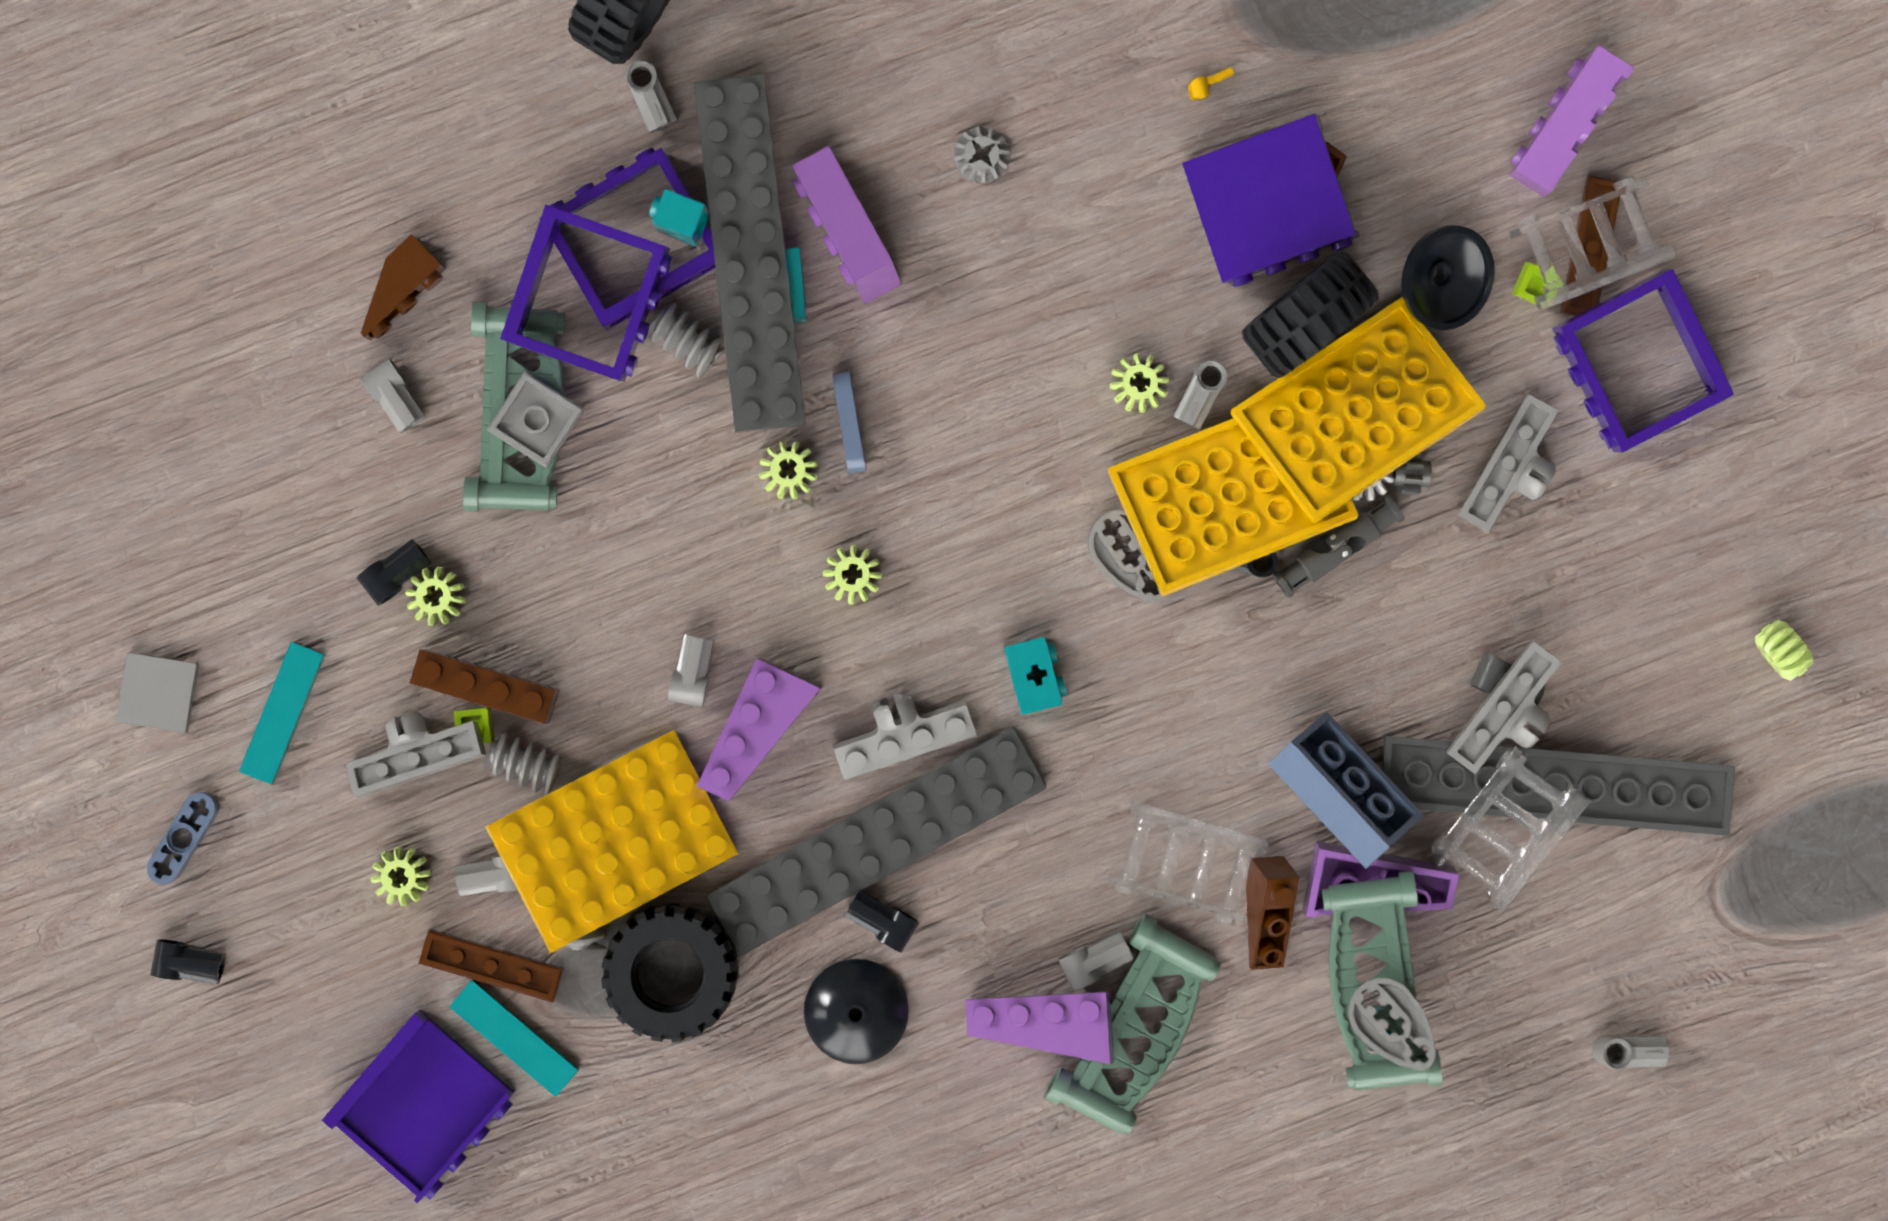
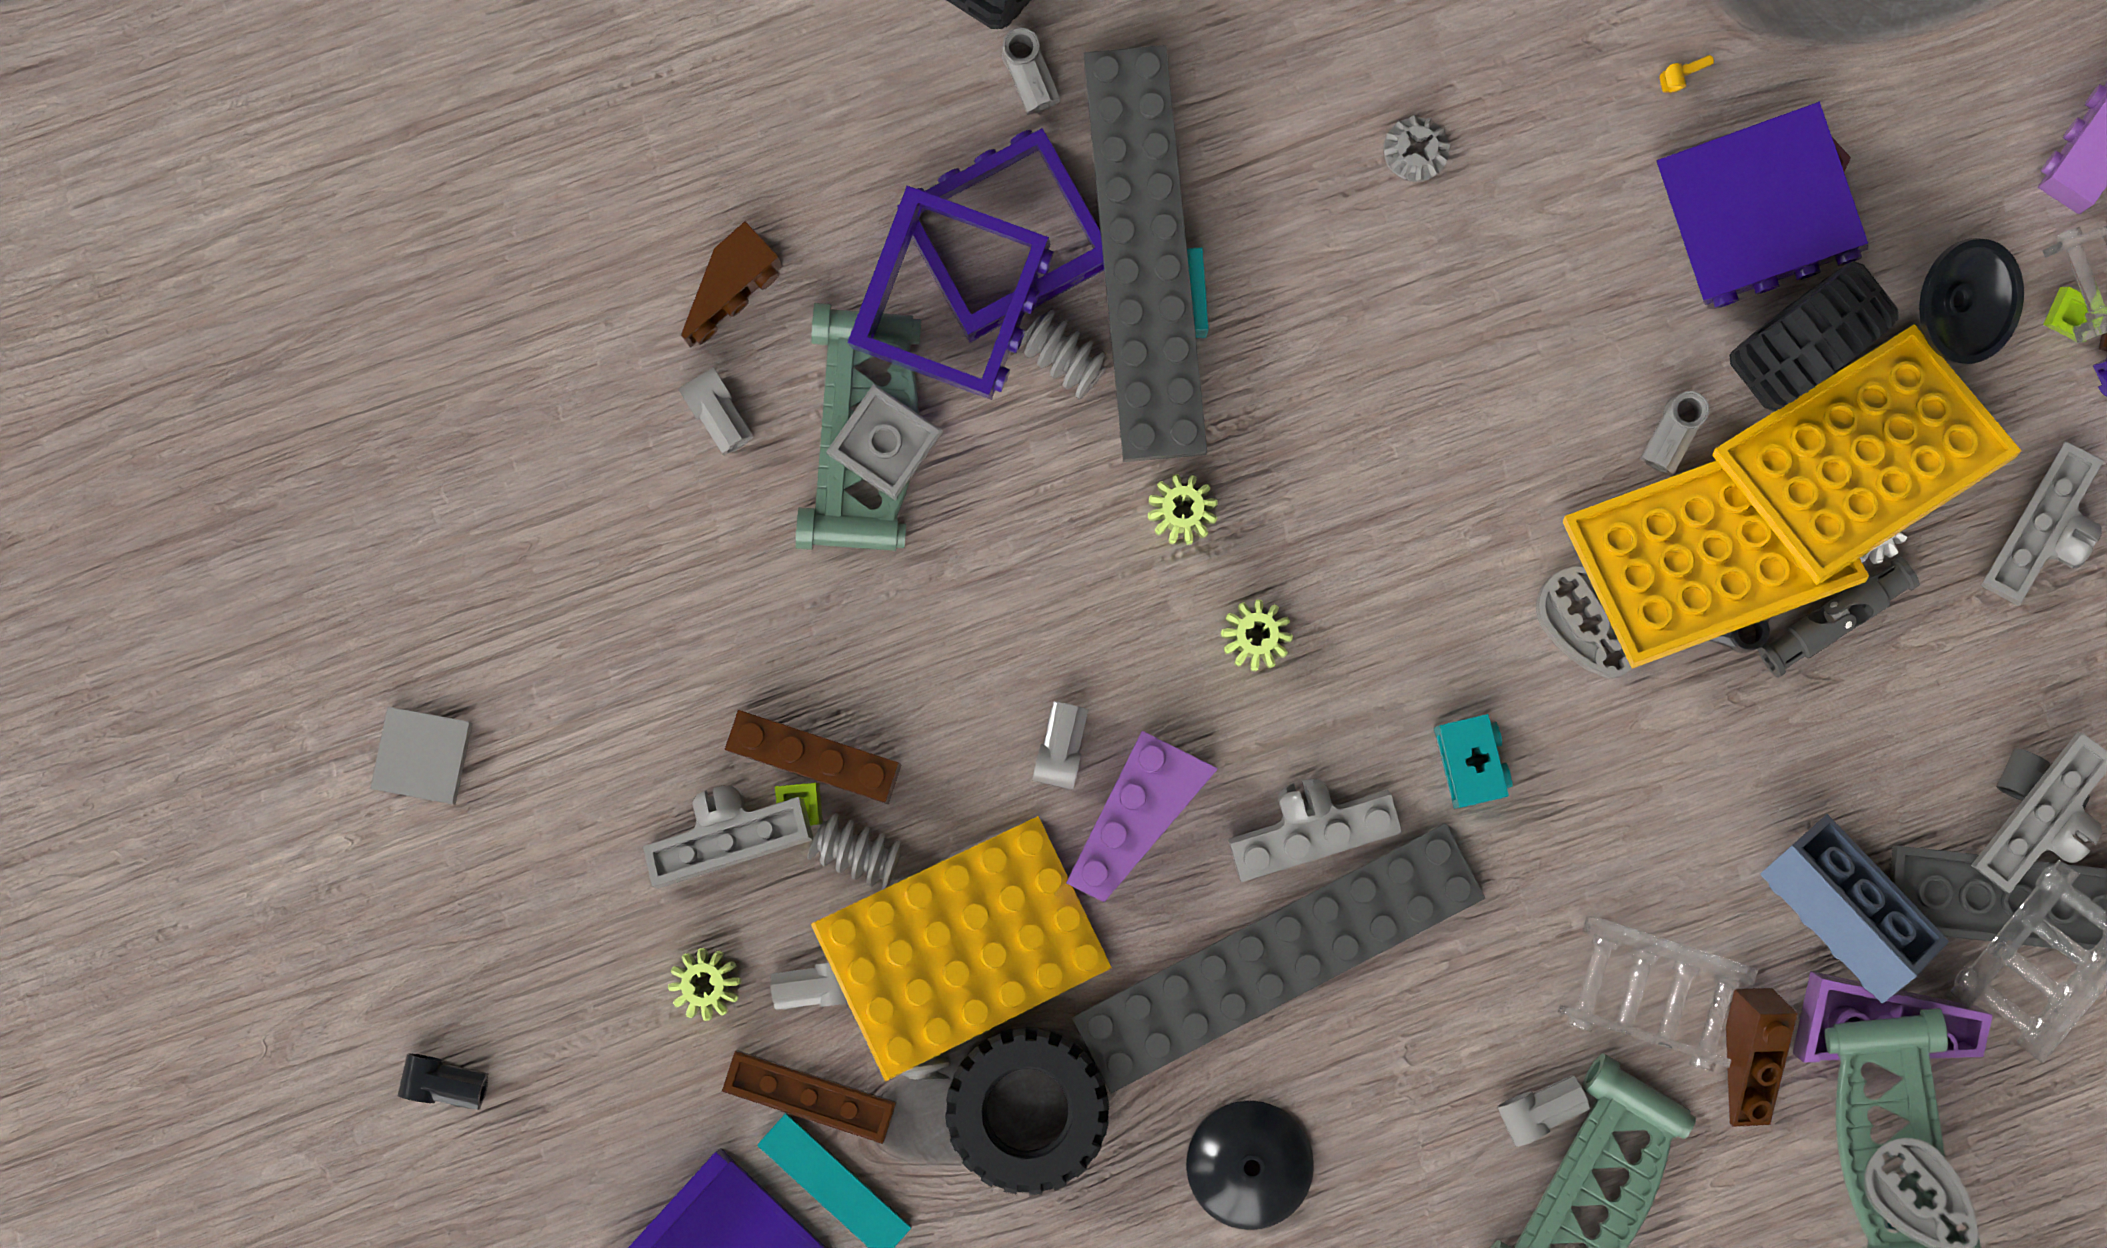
camera: 10 degrees right, 5 degrees down
(178, 864) = (435, 963): sand blue beam -> none
(282, 713) = (569, 784): teal tile -> none
(387, 576) = (699, 625): black piece -> none
(425, 590) = (745, 643): yellowish green gear -> none
(679, 217) = (1065, 204): teal brick -> none
(846, 225) = (1257, 224): medium lavender wedge -> none
(849, 422) = (1255, 455): sand blue beam -> none
(888, 924) = (1291, 1057): black piece -> none
(1053, 1023) = (1496, 1185): medium lavender wedge -> none
(1131, 392) = (1610, 407): yellowish green gear -> none
(1413, 475) = (1930, 534): dark grey gear -> none

